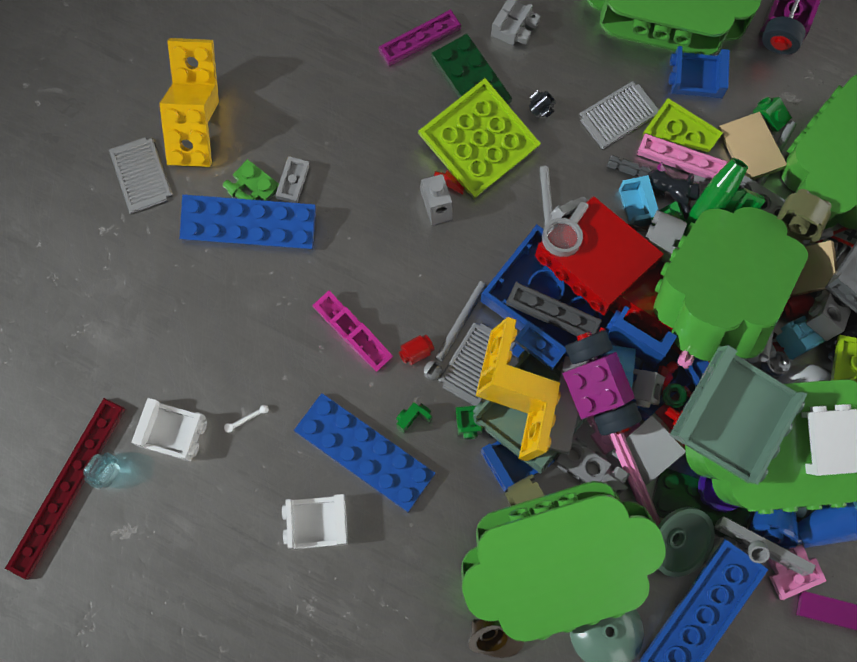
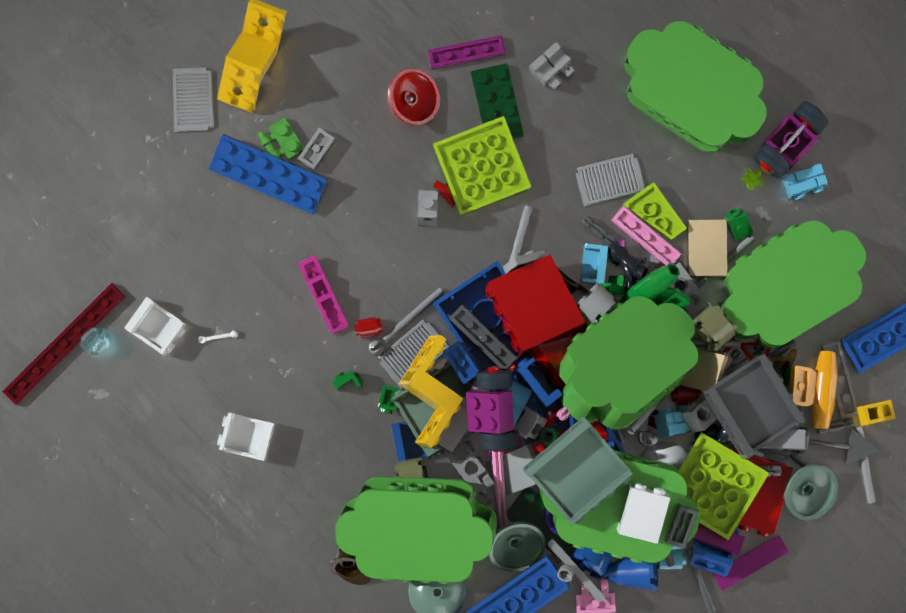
camera: 20 degrees right, 10 degrees up
(364, 452) = (301, 394): blue plate -> none
(380, 92) = (422, 95): none -> red dish
(542, 104) = (546, 151): black gear -> none
(564, 235) = (510, 281): piece -> none
(699, 73) = (691, 166): blue panel -> none
(765, 66) = (752, 178): none -> clear neon green plant
(822, 49) = (805, 181): none -> medium azure brick

